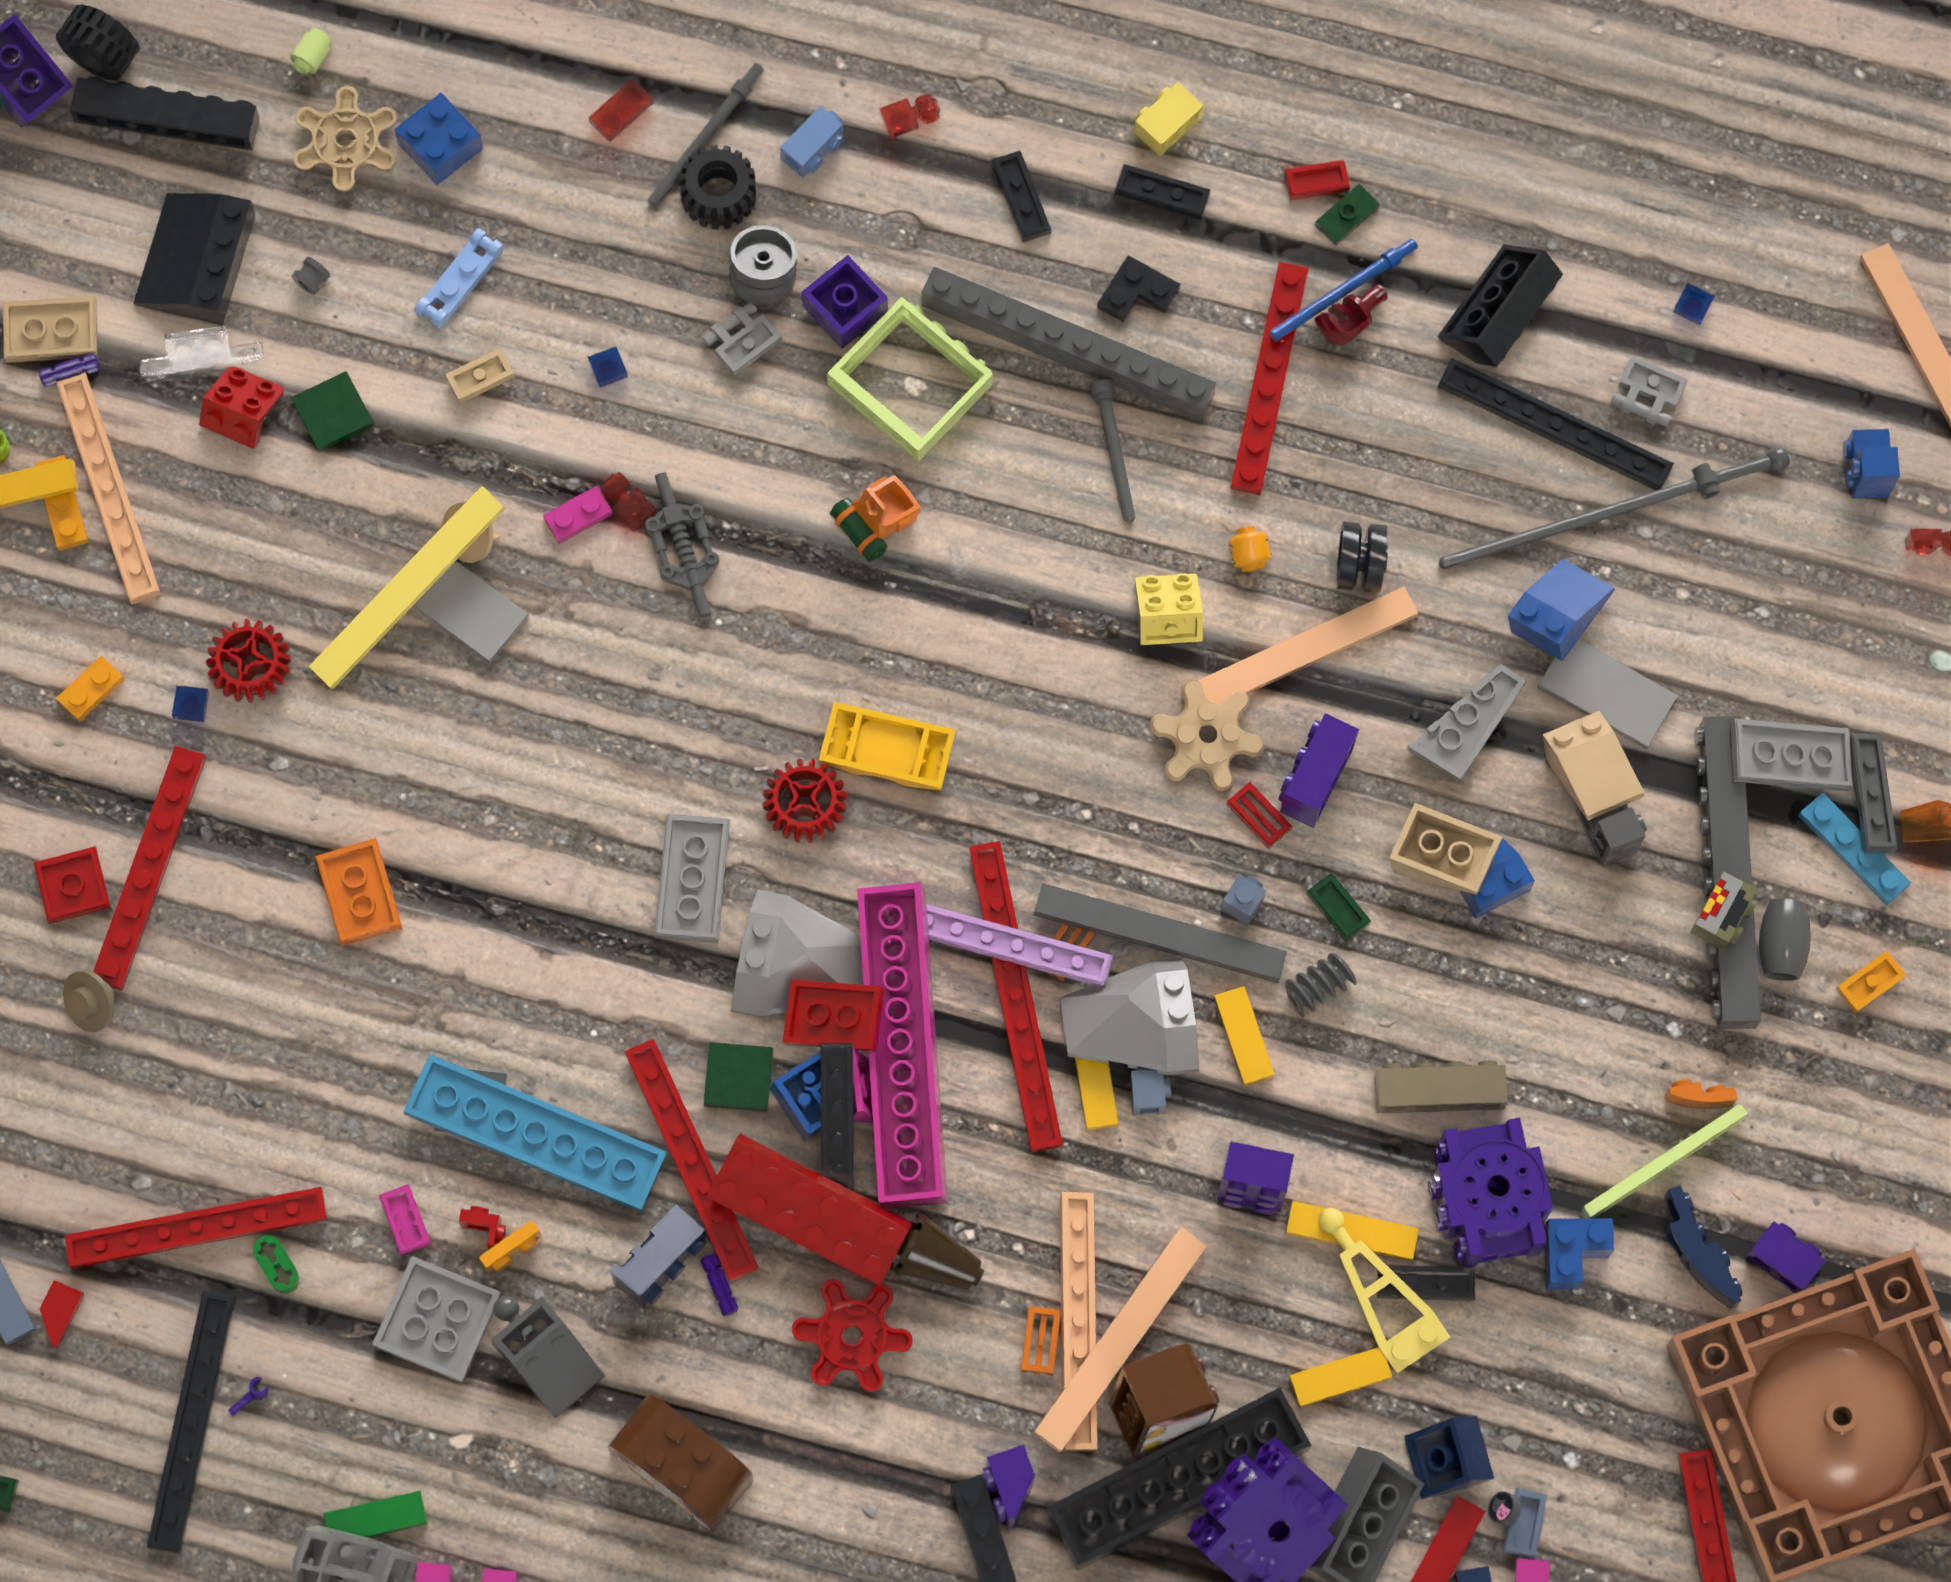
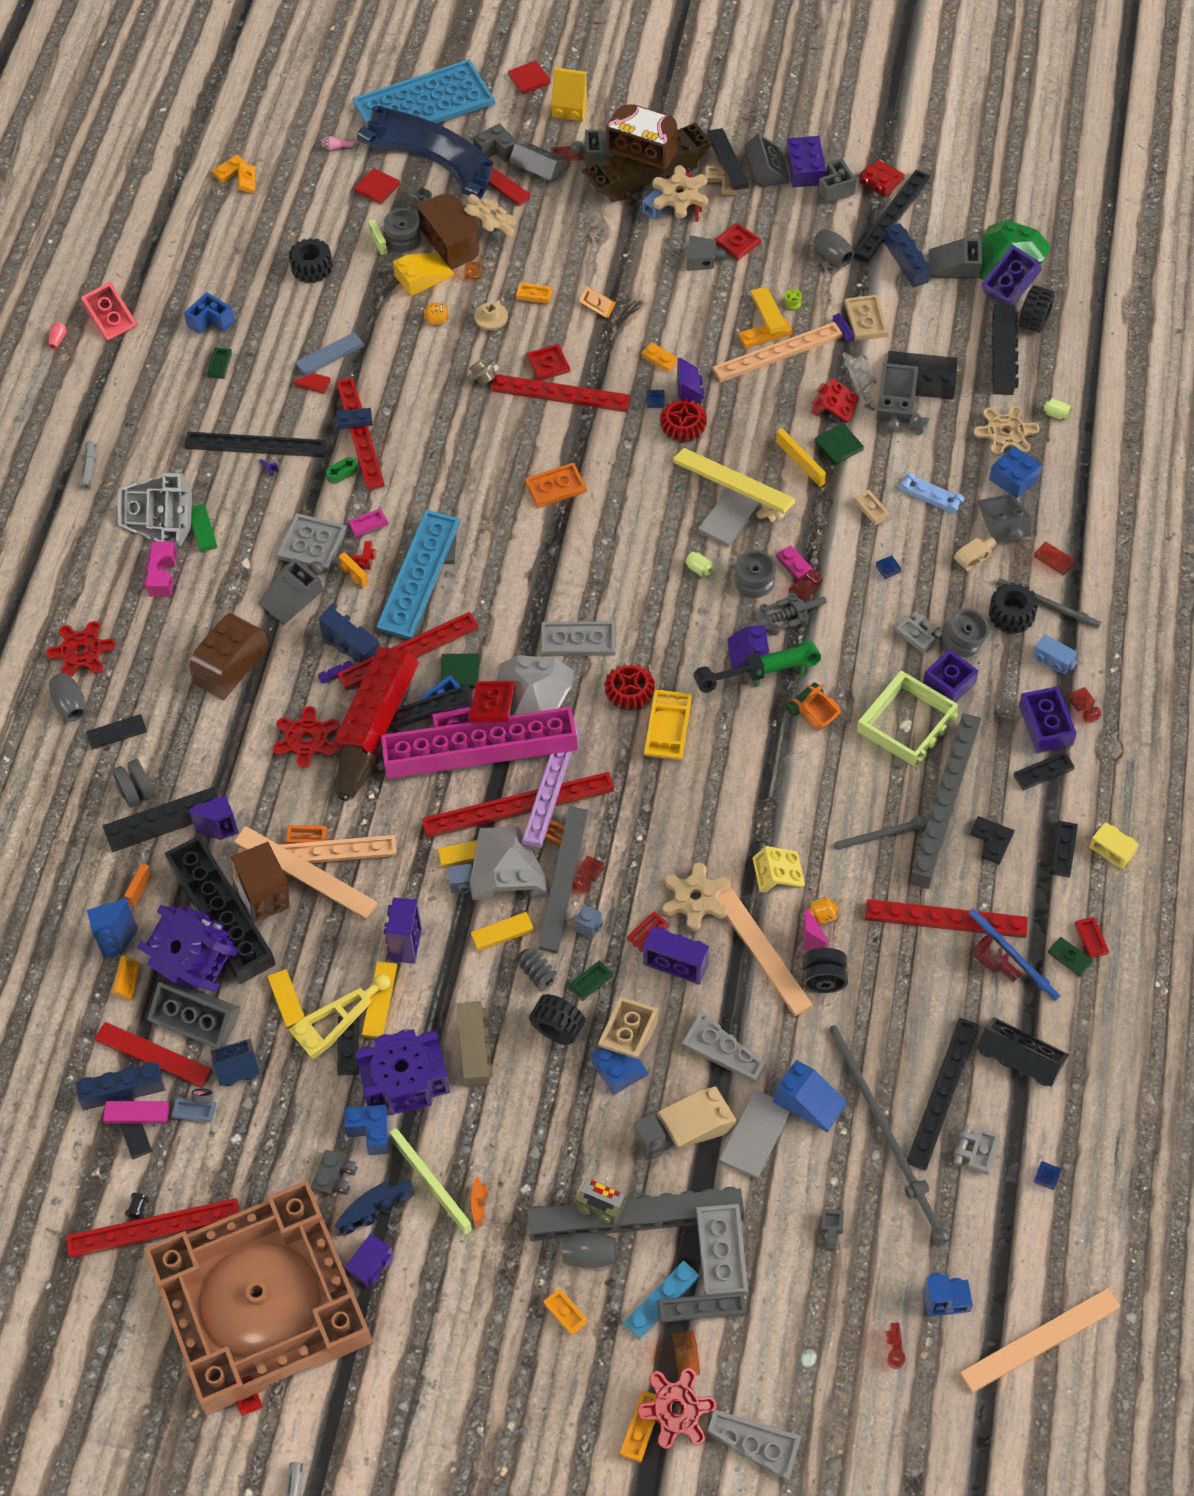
camera: 90 degrees right, 15 degrees down
(169, 1233) = (354, 418): none -> dark blue plate
(173, 642) = (689, 382): none -> dark purple slope
(248, 294) = (897, 395): none -> dark grey slope
(358, 475) = (812, 469): none -> yellow tile
(530, 170) = (1005, 518): none -> dark grey slope
(567, 665) = (699, 564): none -> yellowish green brick
(596, 228) = (975, 553): none -> tan piece
(604, 575) = (755, 573): none -> dark grey wheel
(750, 604) = (746, 642): none -> dark purple slope
(800, 587) = (757, 665): none -> piece
(939, 172) = (1047, 719): none -> dark purple brick
(1148, 890) = (589, 870): none -> clear red plate
(1298, 568) = (812, 934): none -> dark pink slope
(1420, 954) = (557, 1019): none -> black tyre
(1637, 1316) = (329, 1171): none -> dark grey plate
(1753, 602) = (832, 1224): none -> dark grey plate

